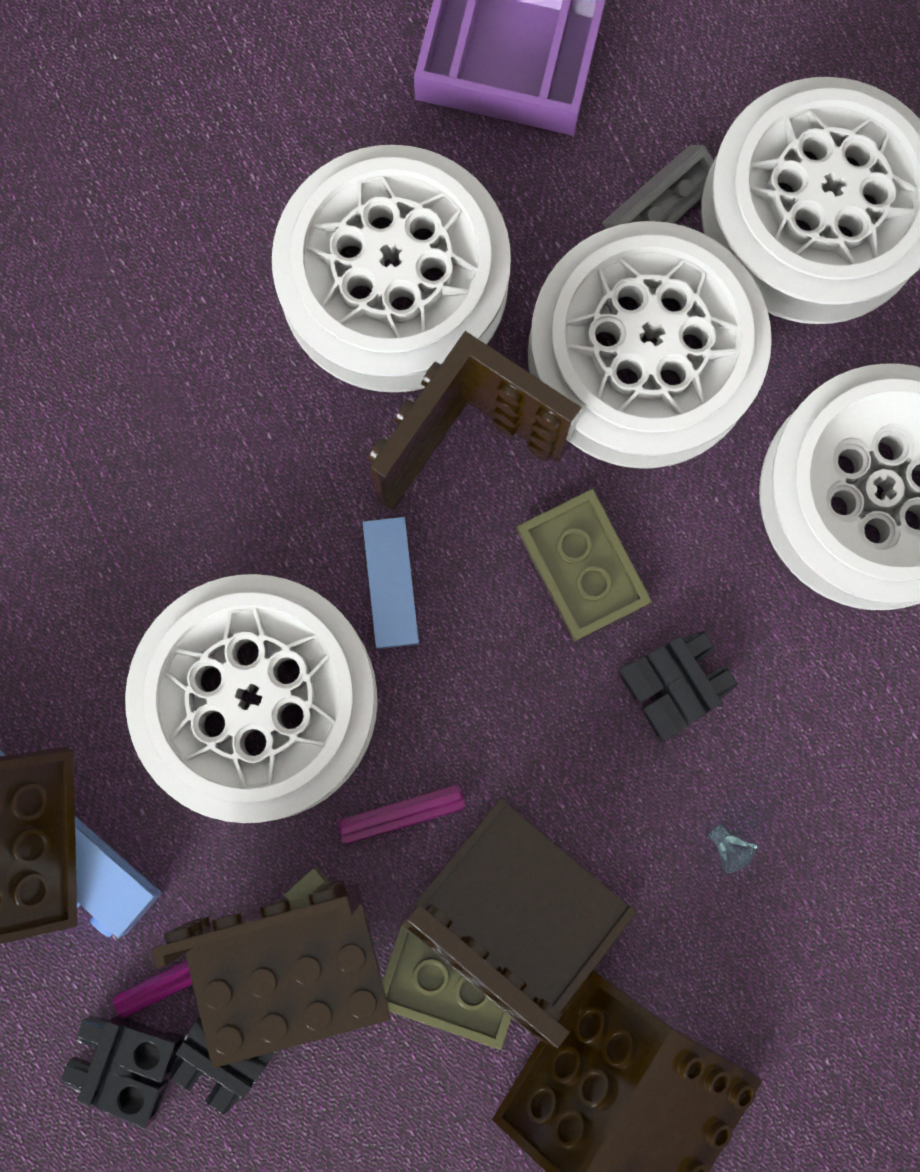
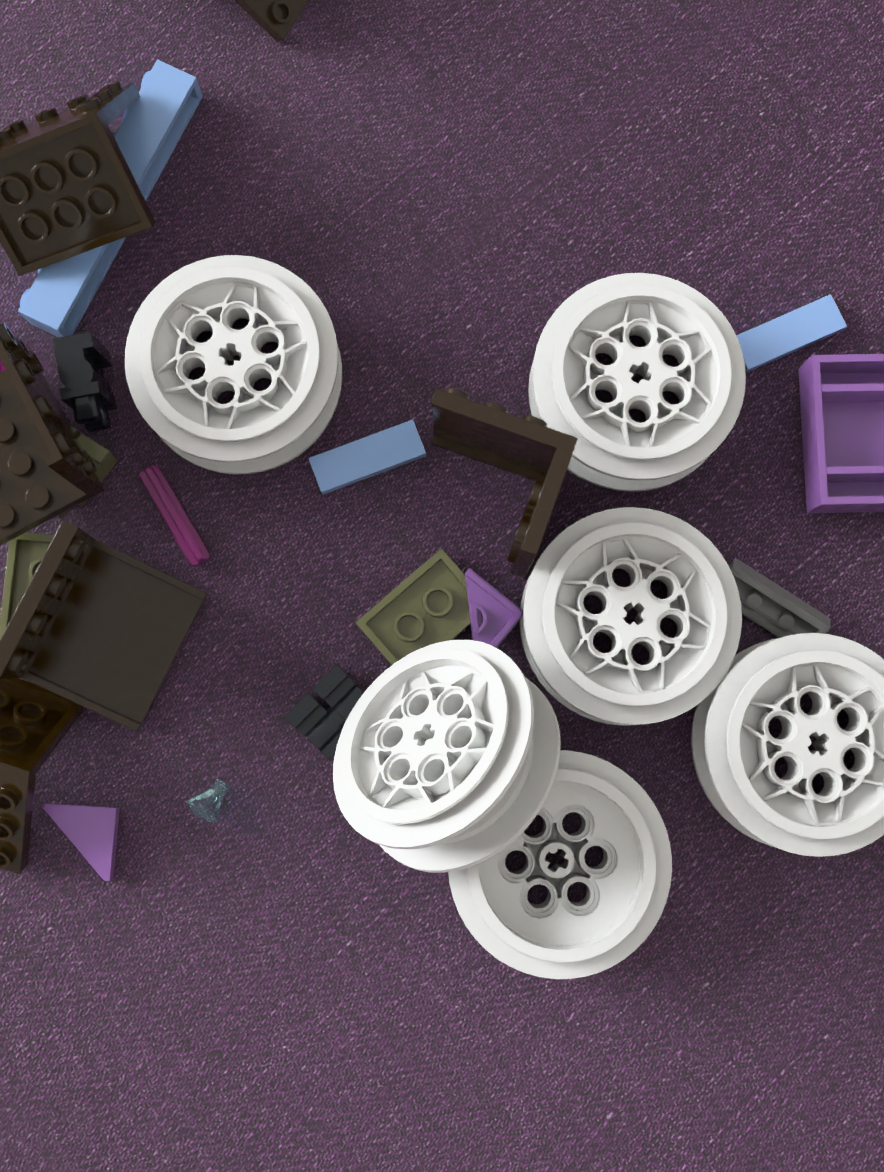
camera: 75 degrees right, 0 degrees up
(222, 878) = (80, 370): none -> black hips
(372, 92) = (790, 332): none -> light blue tile
(606, 492) = (489, 611): none -> medium lavender tile
(732, 990) = (91, 831): none -> medium lavender tile
(811, 522) = (447, 756): none -> white wheel

